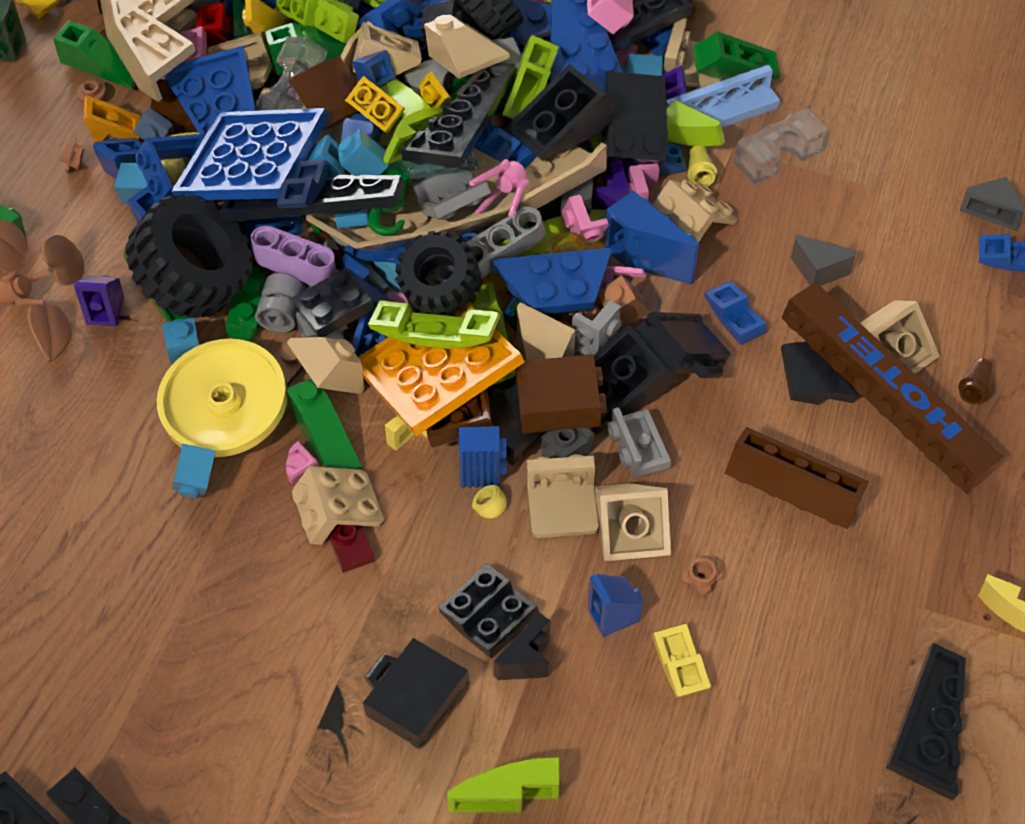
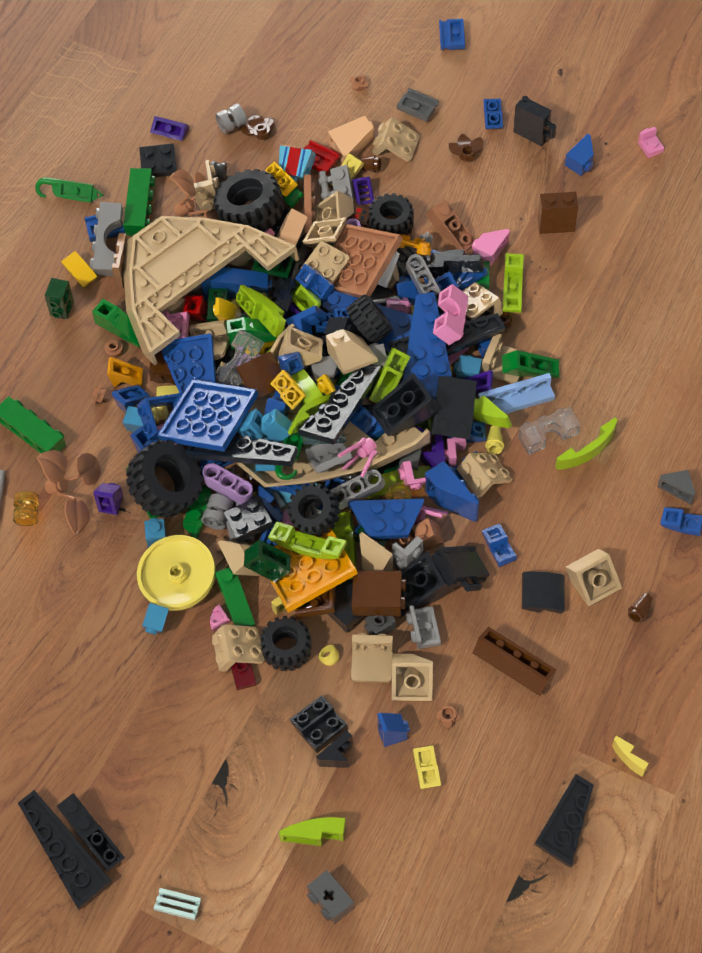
camera: 10 degrees right, 5 degrees up
(152, 125) = (150, 380): sand blue plate -> none
(304, 185) = (238, 444): dark blue slope -> none
(372, 356) = (267, 561): none -> dark green brick
(411, 466) = (286, 658): none -> black tyre
(413, 691) = (268, 768): black piece -> none
(481, 456) = (326, 628): blue brick -> none
(821, 261) = (559, 516): dark grey slope -> none
(825, 180) = (572, 459): none -> lime slope
(891, 387) = (582, 608): reddish brown brick -> none

